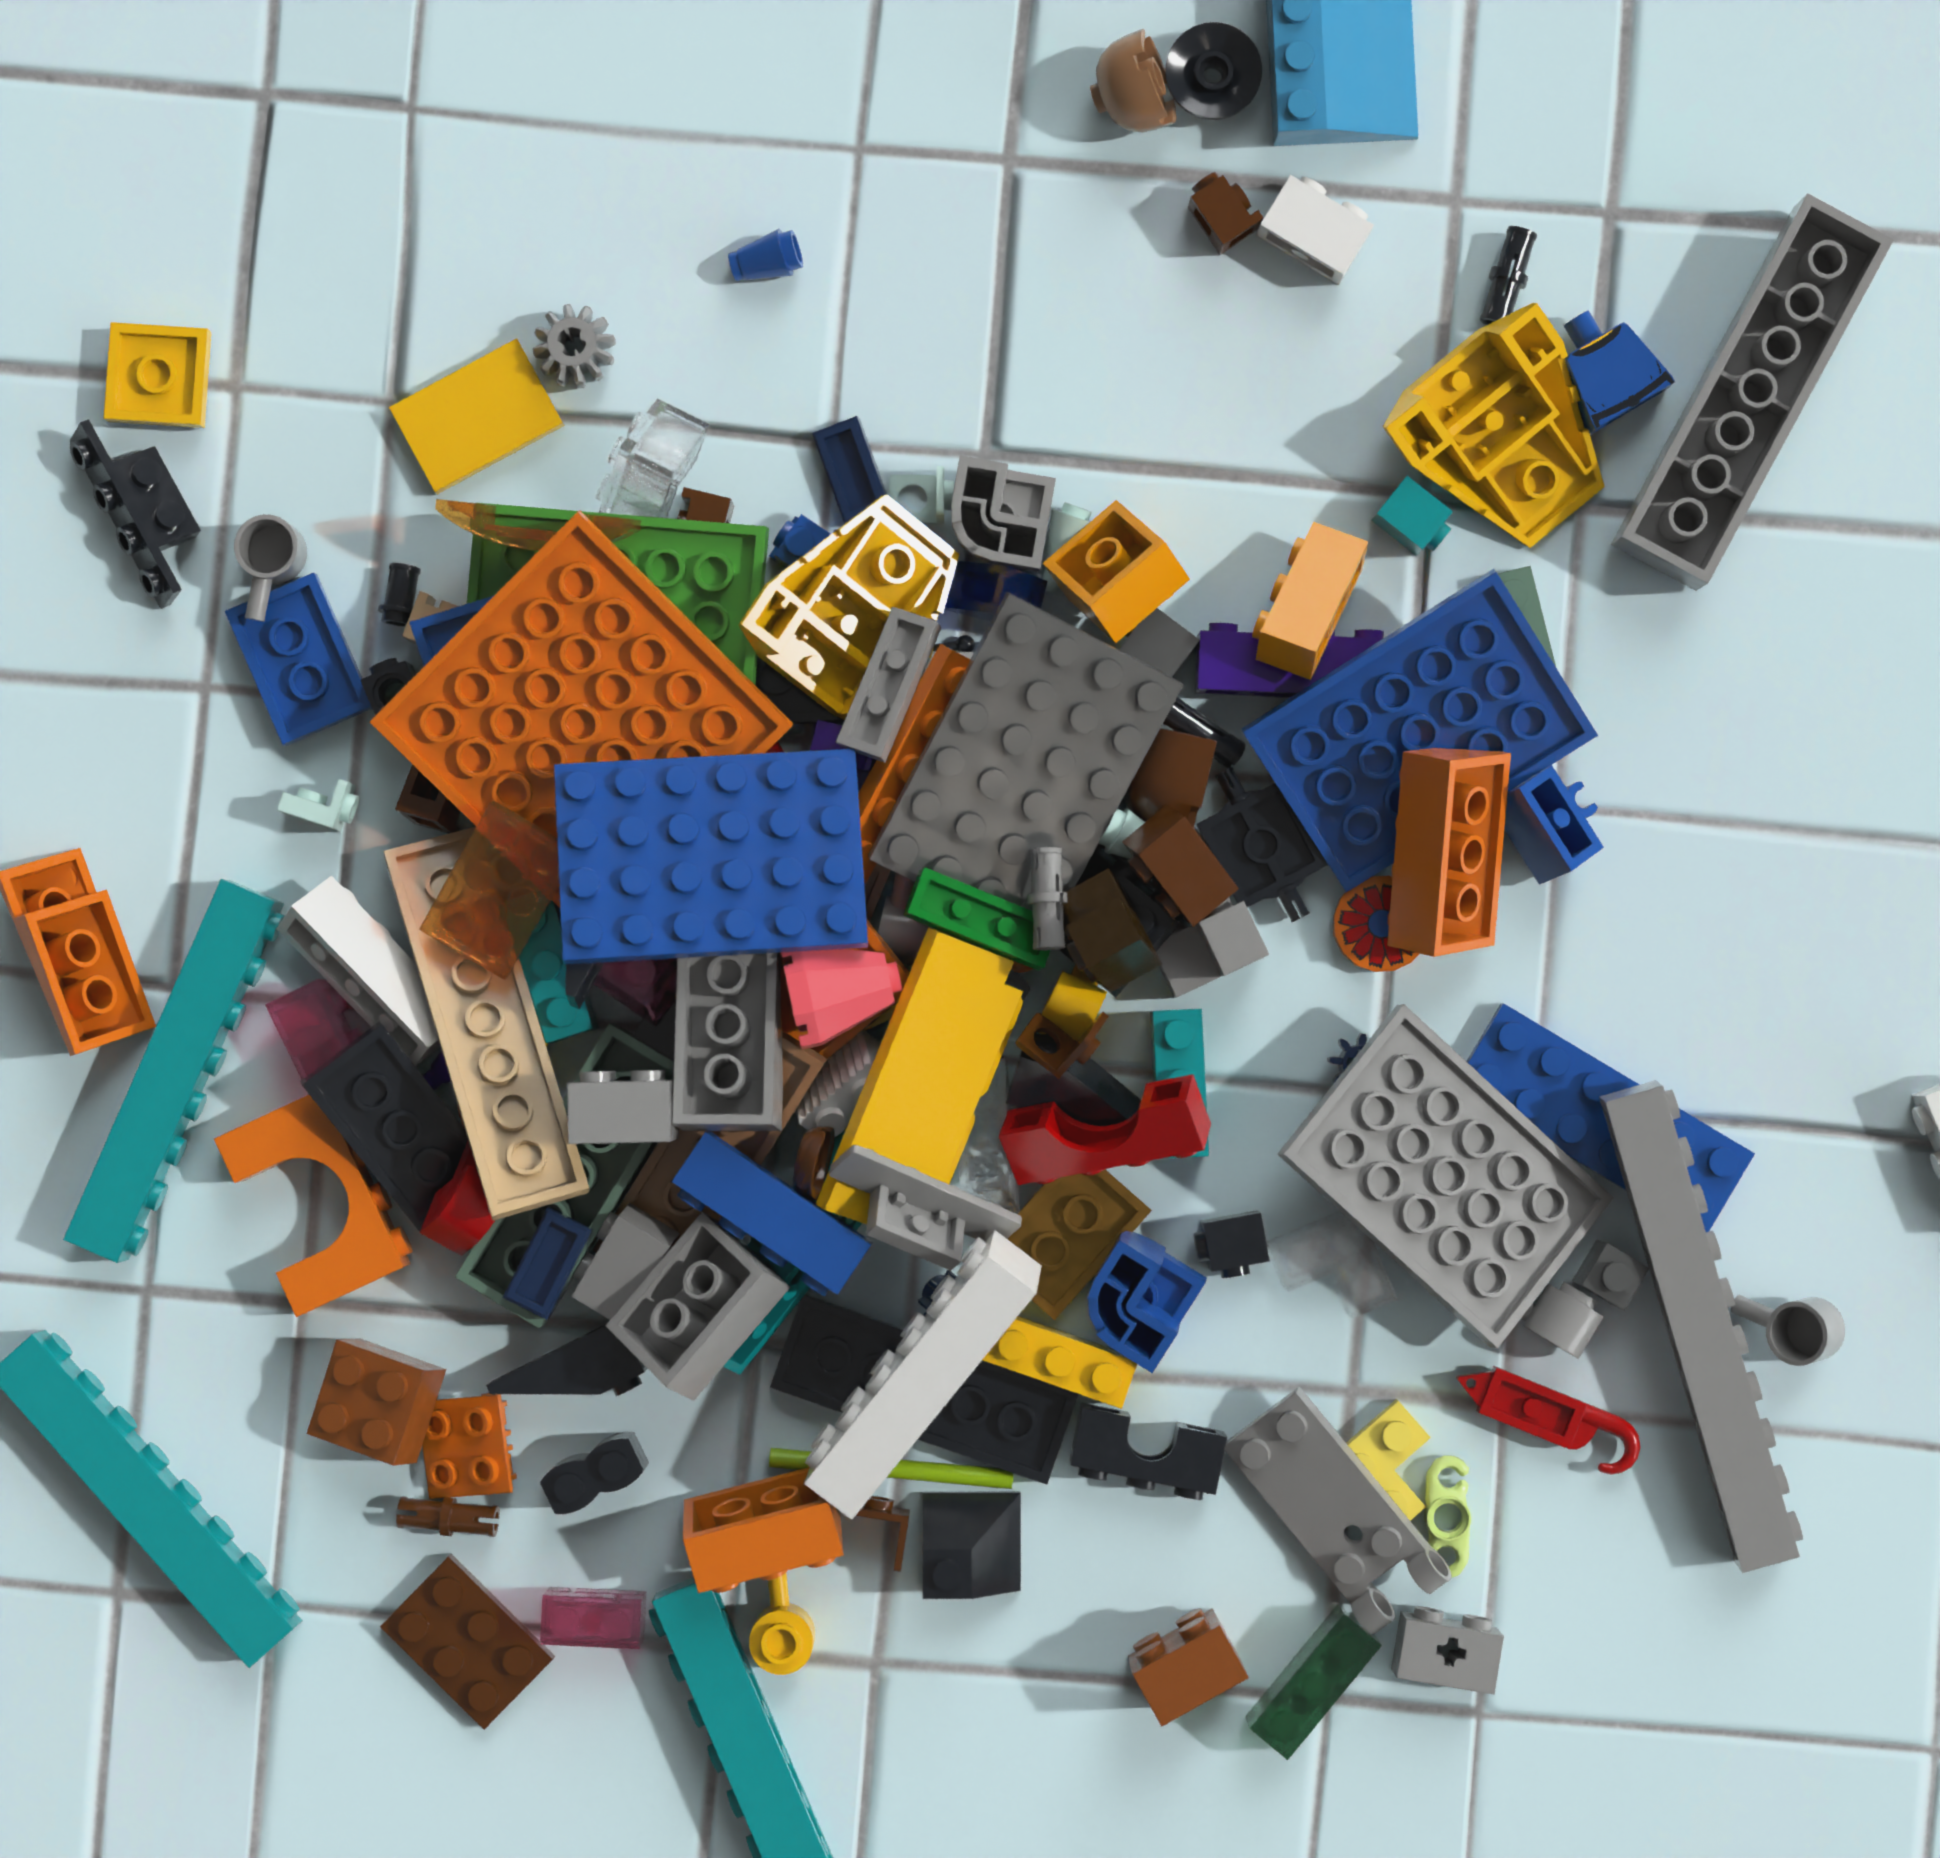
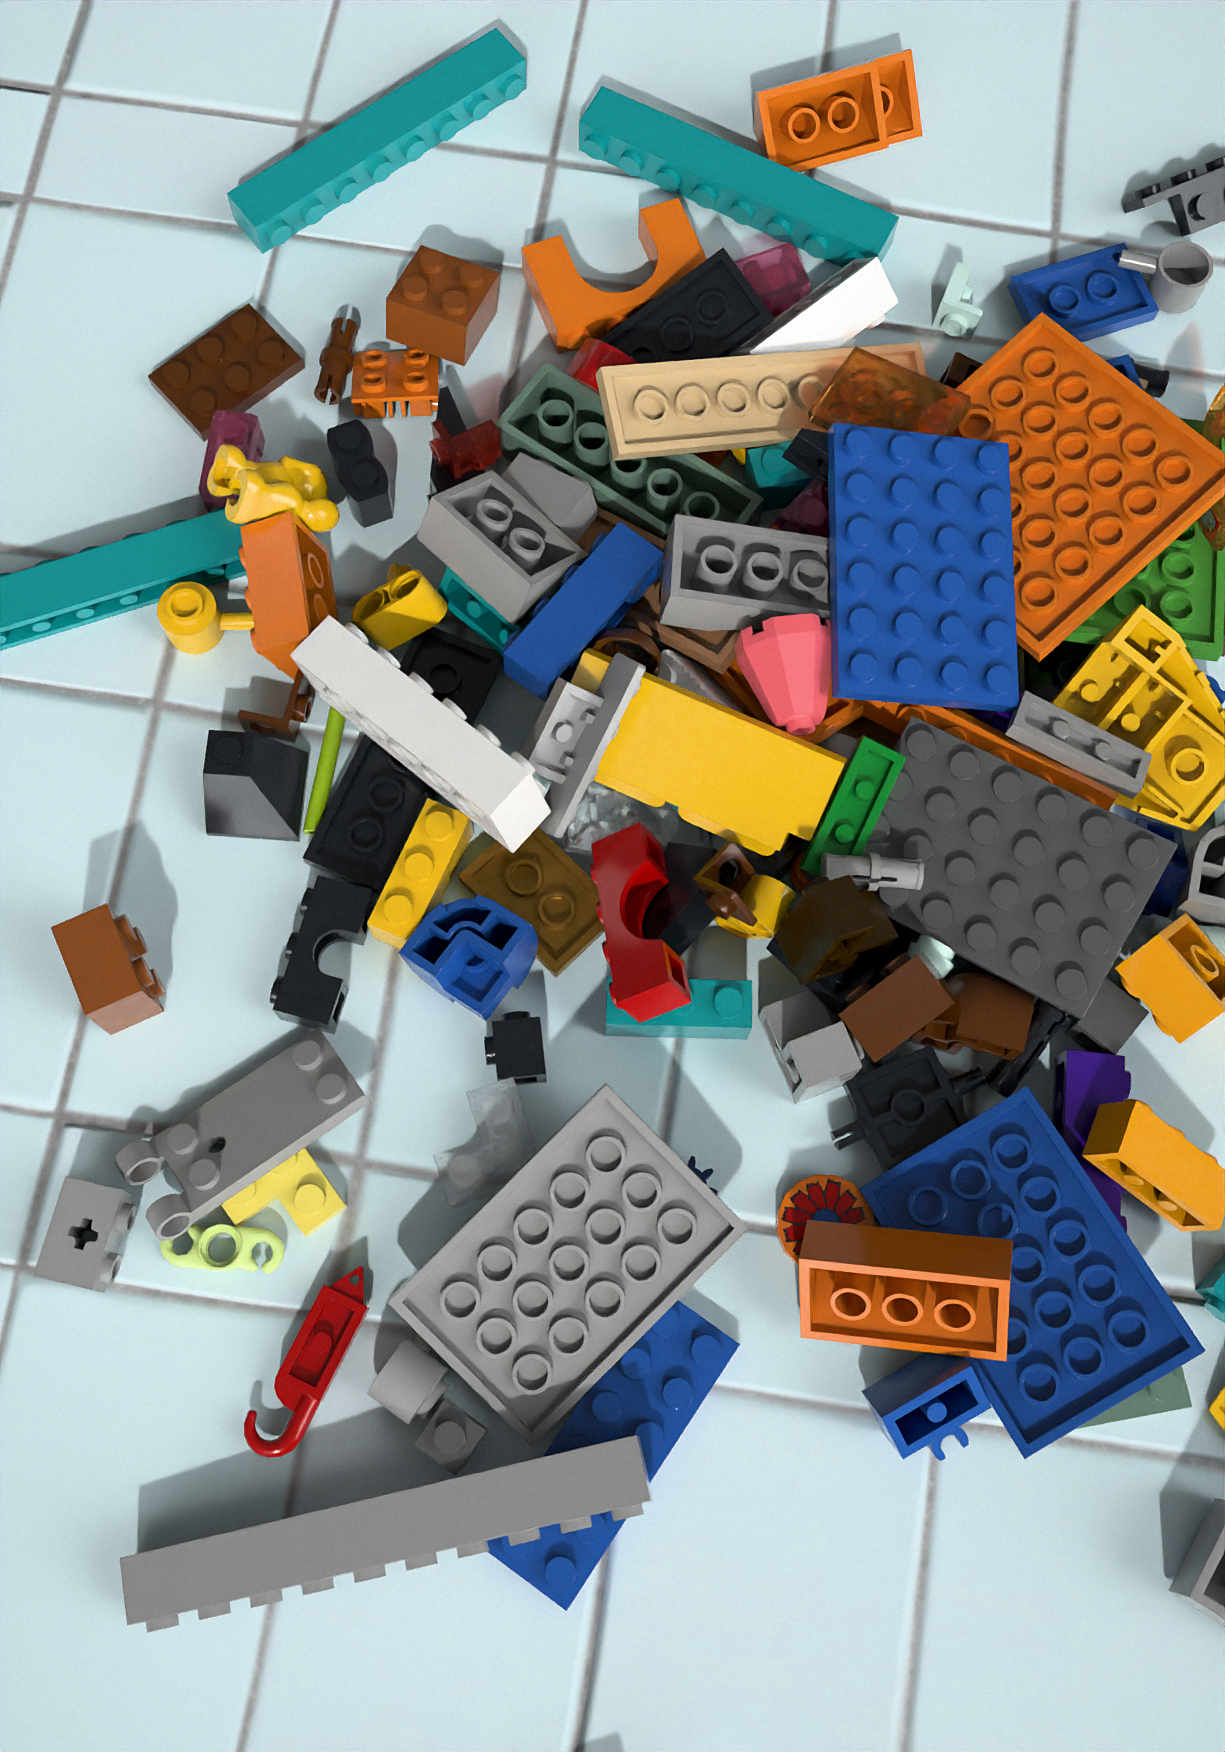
camera: 90 degrees right, 15 degrees down
(547, 1263) = (551, 431): dark blue tile -> none
(576, 1346) = (467, 451): none -> clear red bracket
(621, 1109) = (690, 473): light grey brick -> none
(643, 1563) = (272, 489): none -> yellow animal
(759, 1411) = (399, 608): none -> yellow beam
(1312, 1682) = (74, 1094): clear green brick -> none
(1797, 1330) = (372, 1644): light grey piece -> none

